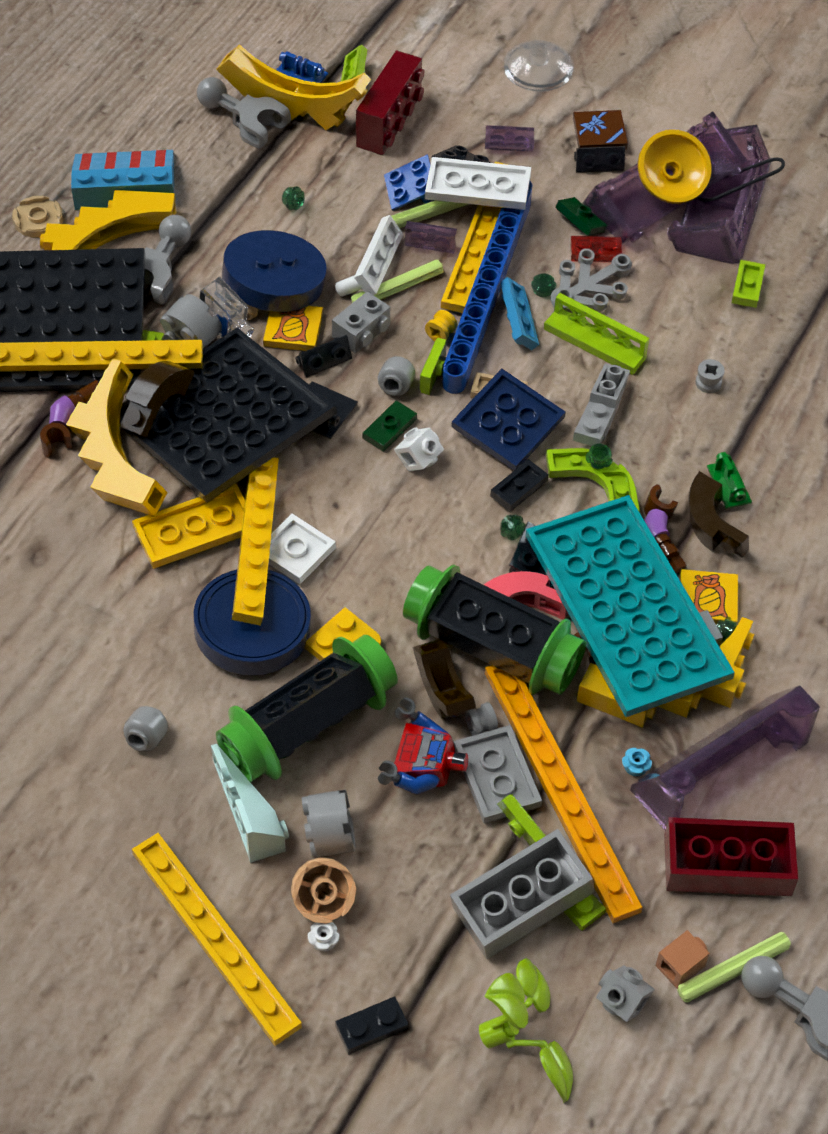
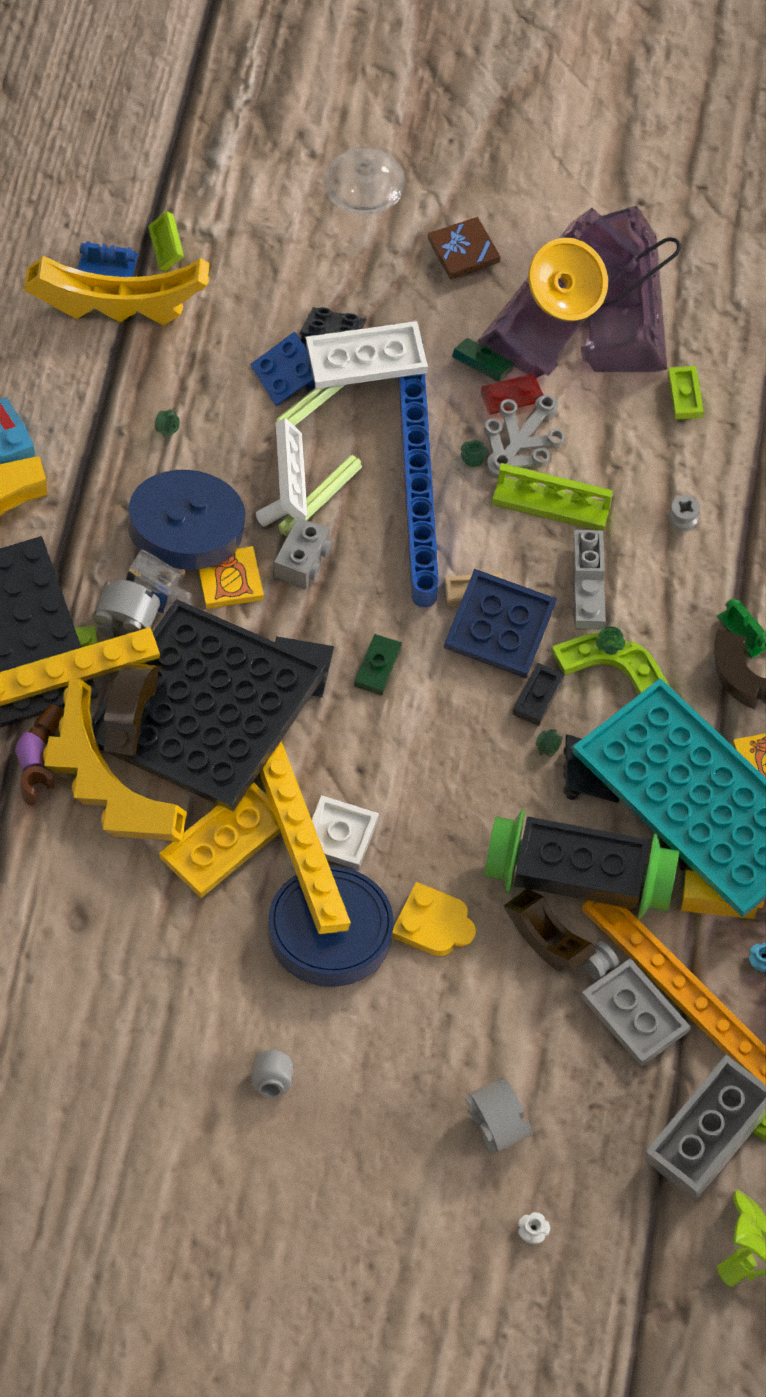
camera: 20 degrees left, 5 degrees up
(174, 232) = (57, 502): light grey piece -> none
(217, 939) = (432, 1263): yellow plate -> none
(248, 114) = (73, 331): light grey piece -> none
(255, 818) = (417, 1130): light aqua wedge -> none
(306, 705) = (430, 1003): brick -> none
(323, 890) = (520, 1184): light nougat cylinder -> none
(324, 356) = (282, 600): black hinge -> none
(371, 1025) = (613, 1300): black plate -> none
(389, 102) = (229, 277): dark red brick -> none
(396, 376) = (364, 606): light grey head -> none
(419, 449) = (423, 684): white brick -> none
(423, 754) = (559, 1015): torso -> none
(430, 237) = (334, 430): clear purple plate -> none
(433, 366) = (399, 583): lime plate -> none
(441, 325) = (387, 534): yellow wheel -> none
(470, 258) = (387, 438): yellow plate -> none
(509, 138) = (370, 283): clear purple plate -> none
(519, 314) = (463, 496): dark azure plate -> none
(521, 822) = (682, 1056): lime plate -> none
(531, 590) = (593, 808): coral arch -> none
(600, 159) = (476, 283): black hinge -> none
(656, 519) = (691, 693): reddish brown piece -> none

